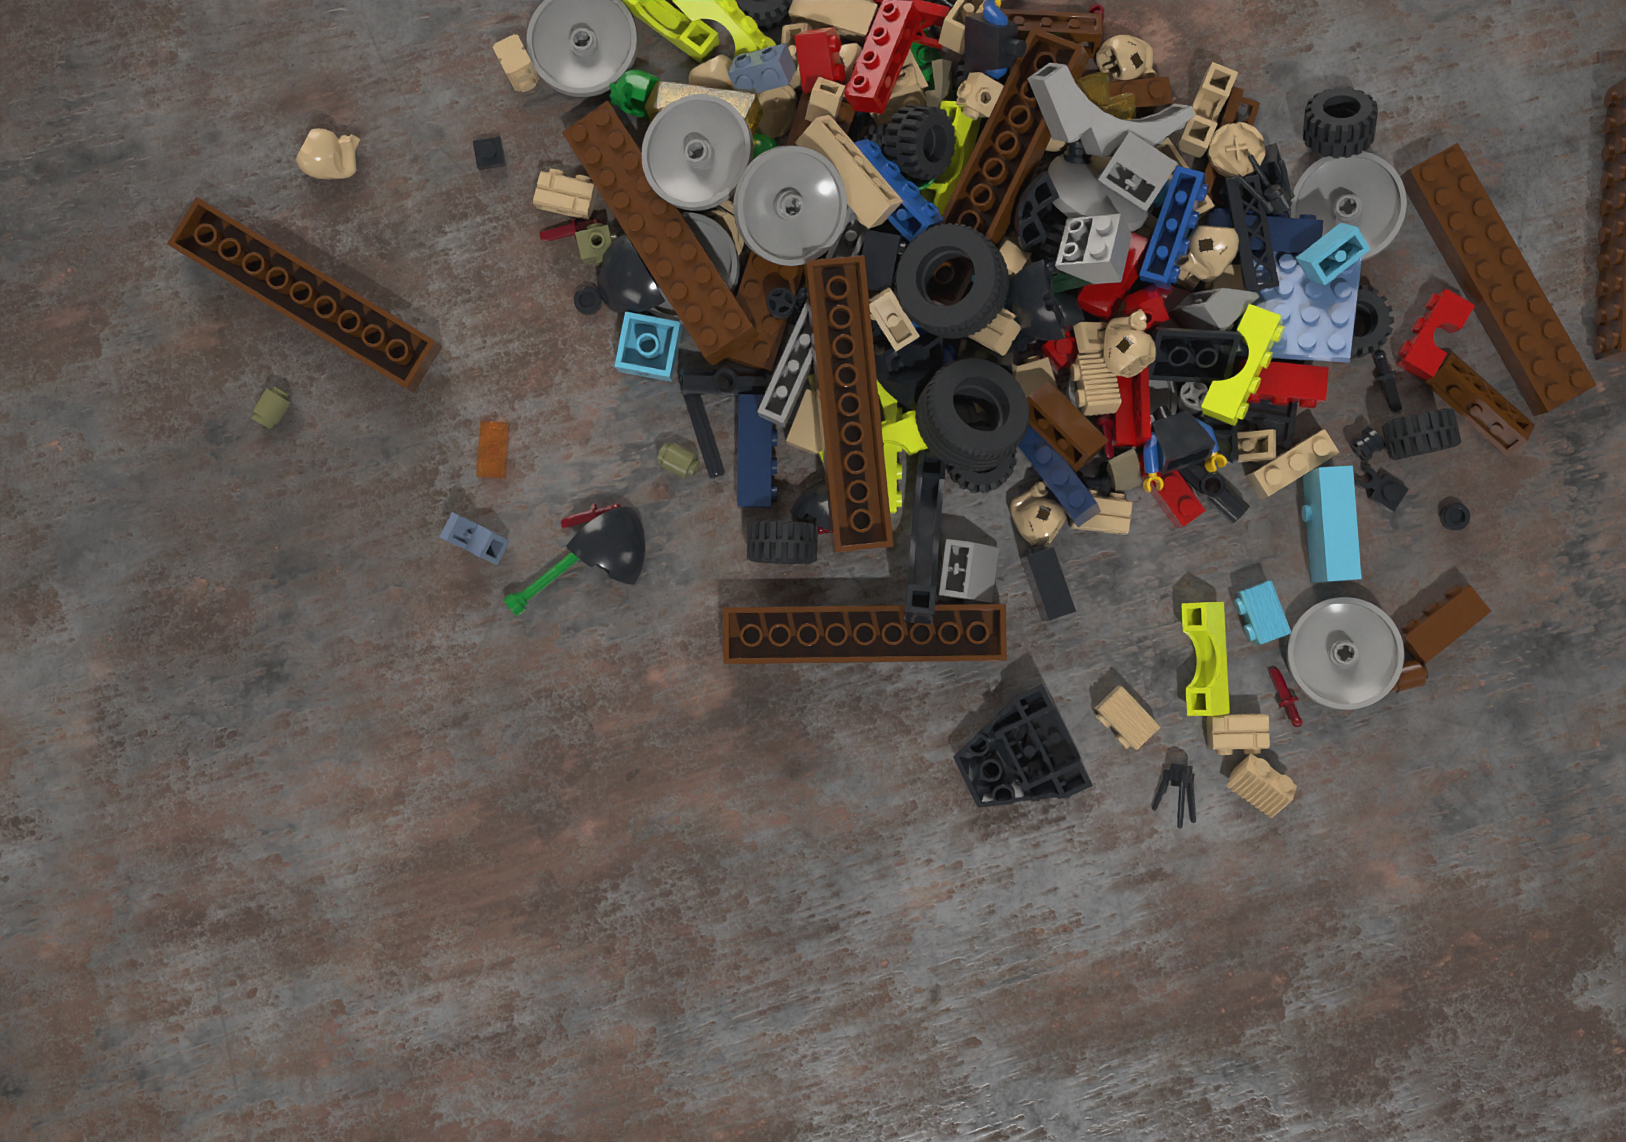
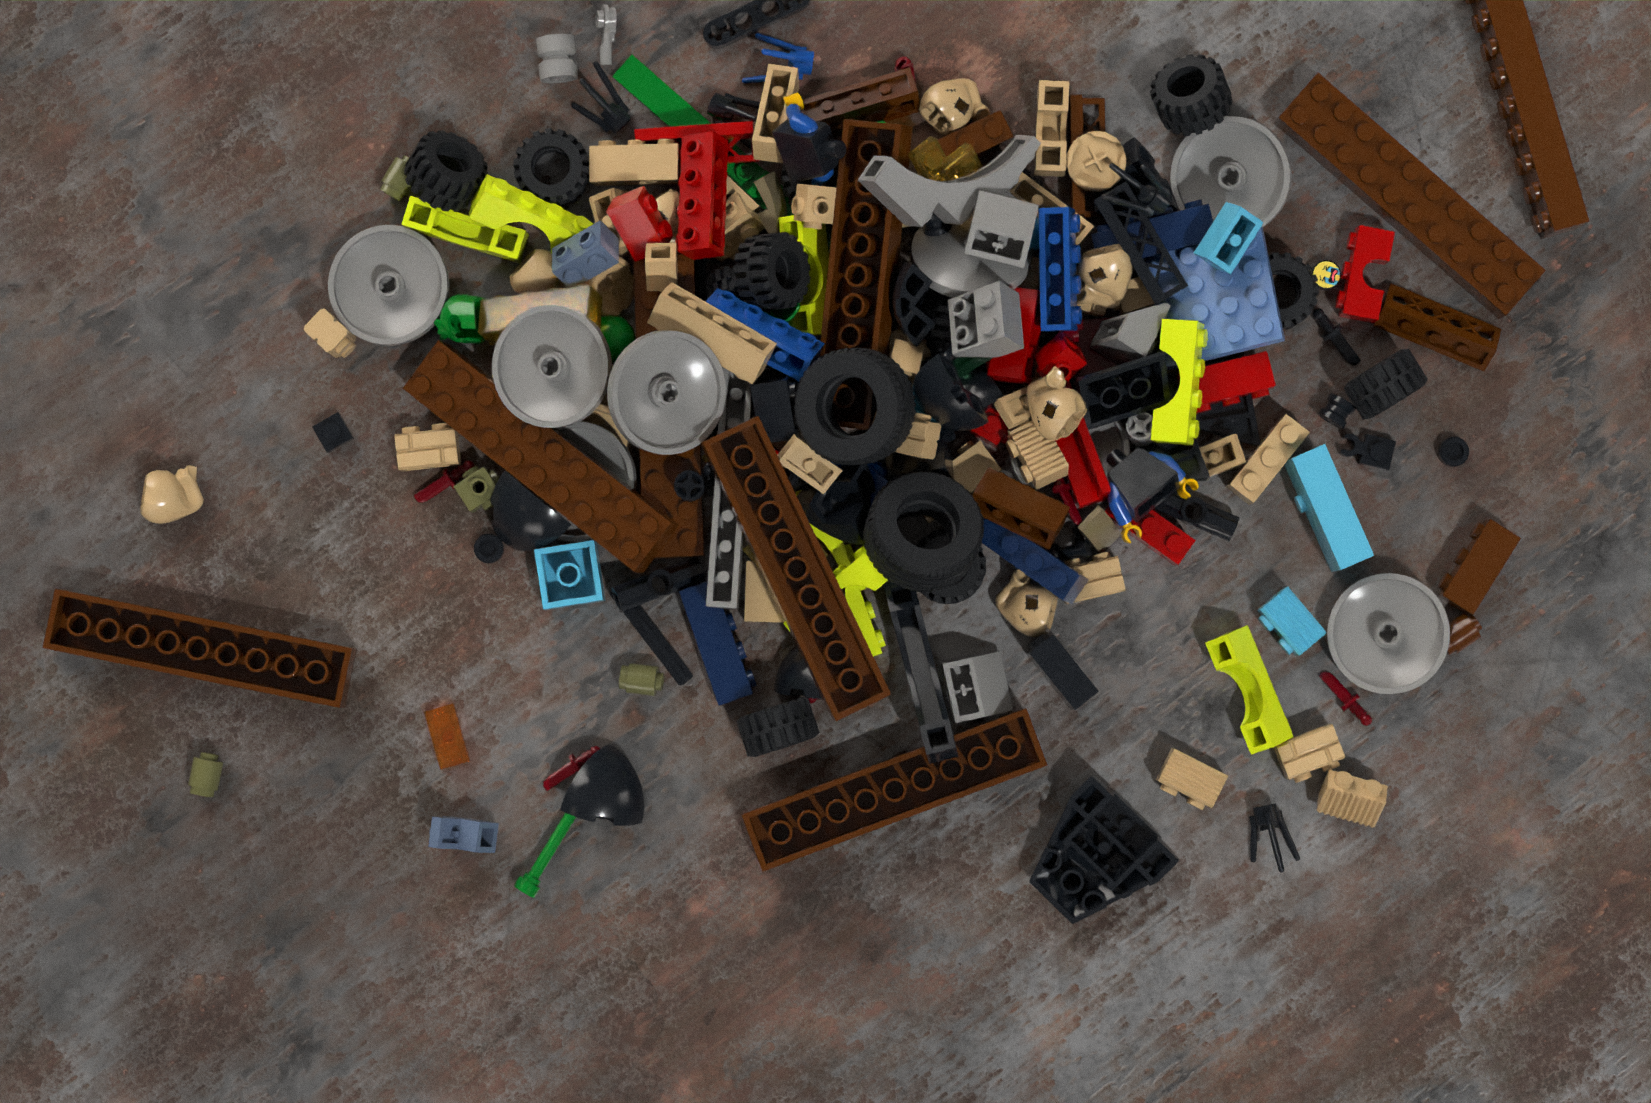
camera: 15 degrees left, 0 degrees up
(1402, 323) = (1327, 273): none -> tile

